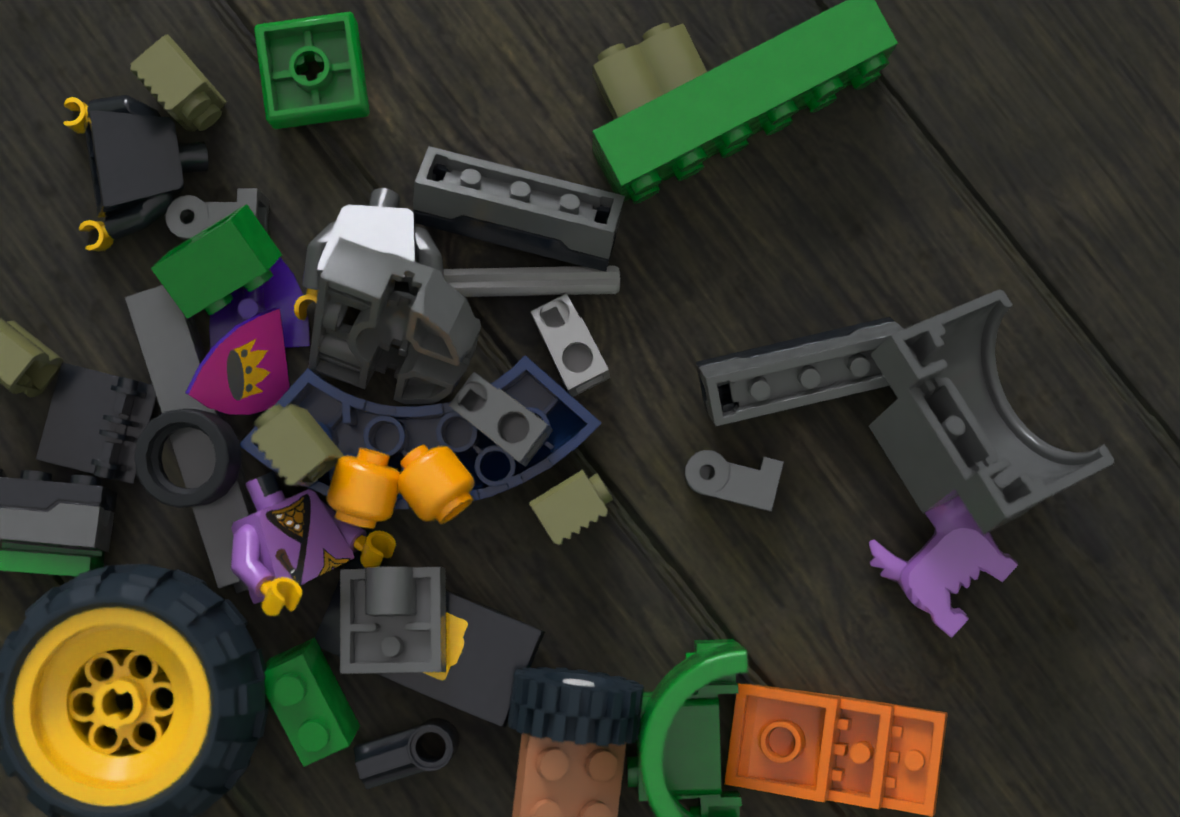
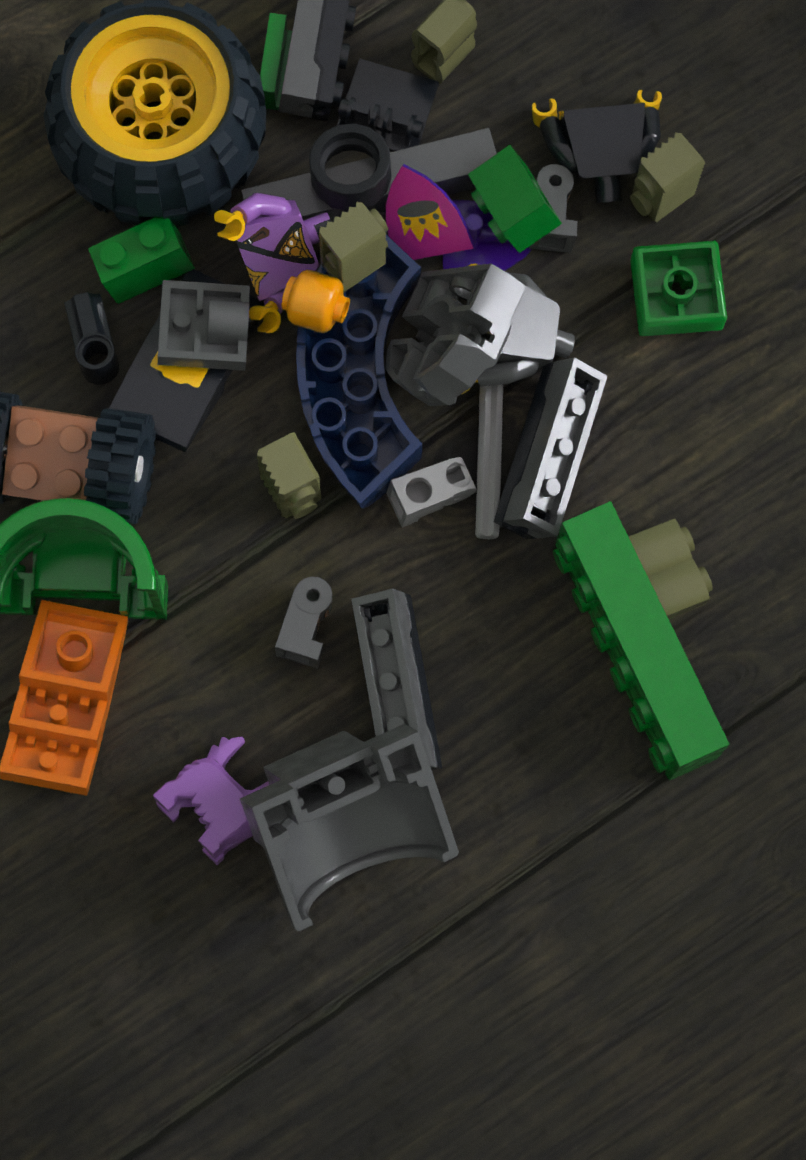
camera: 90 degrees right, 10 degrees down
(435, 483) = (315, 358): light orange head -> none
(501, 418) = (366, 417): dark grey leg -> none

